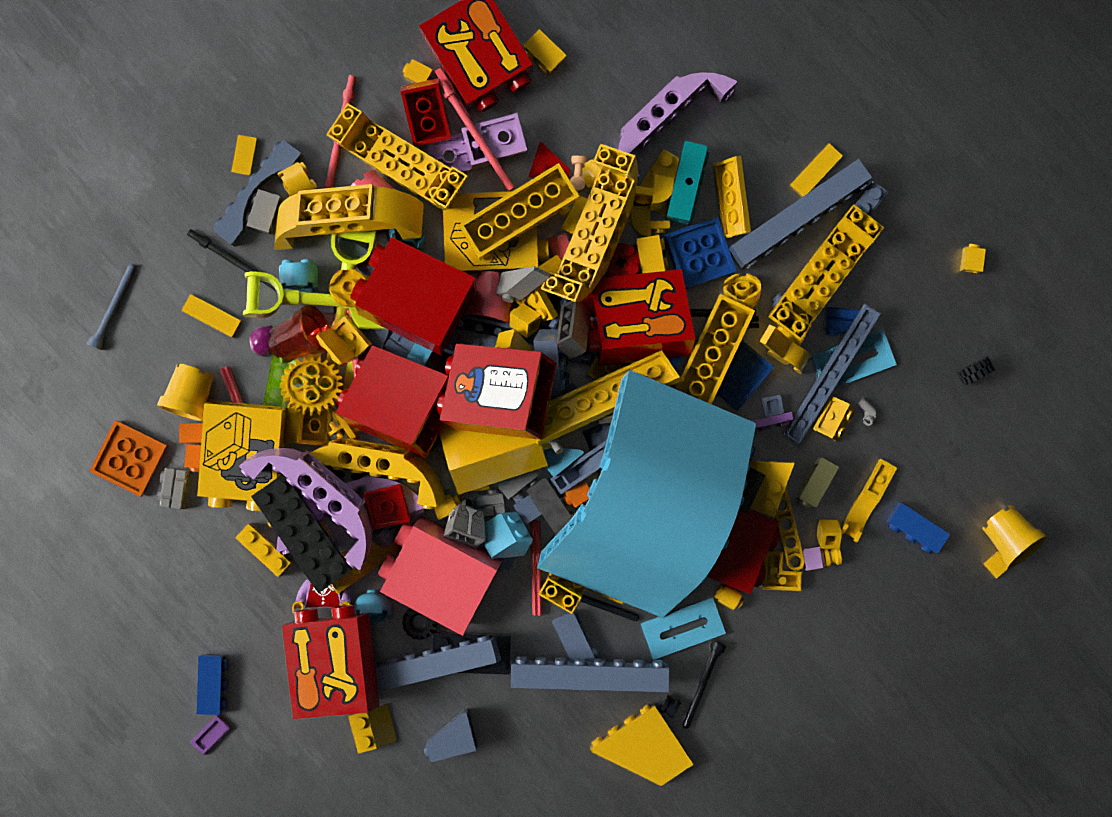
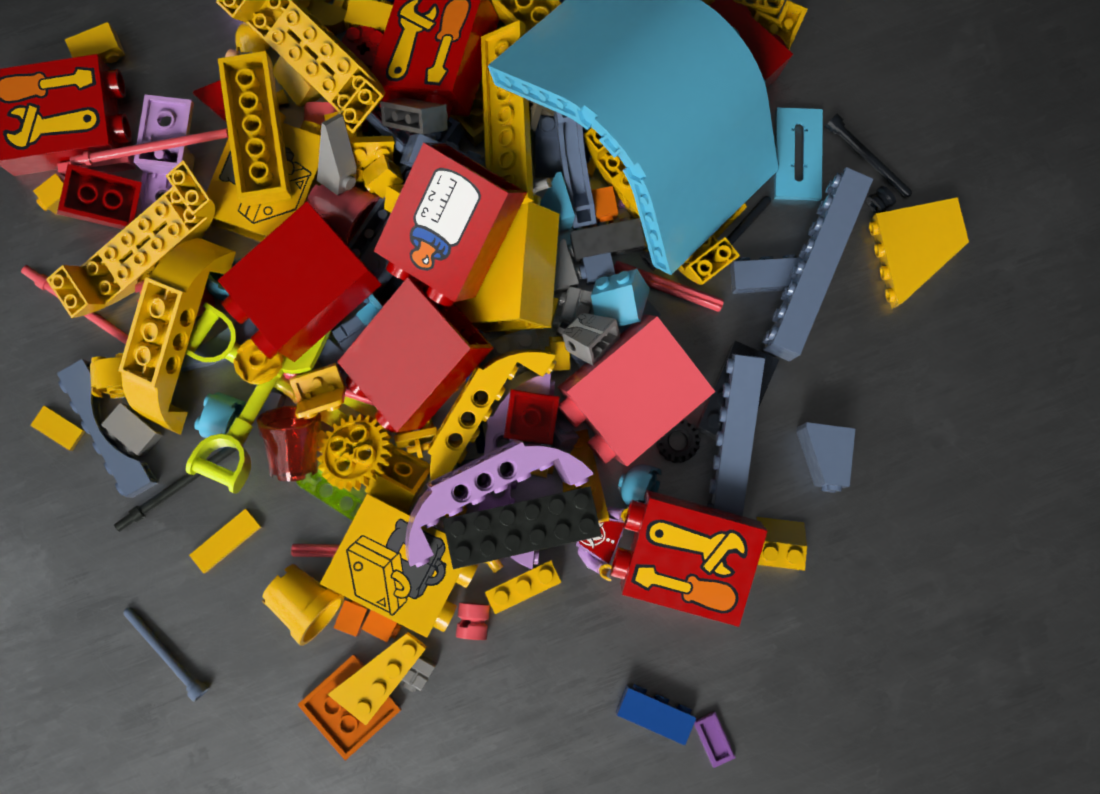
camera: 75 degrees left, 5 degrees down
(149, 469) = (373, 683): none -> yellow wing
(224, 523) = (472, 621): none -> coral wheel
(259, 341) = (280, 494): magenta hair -> none
(729, 597) = (784, 88): yellow brick -> none

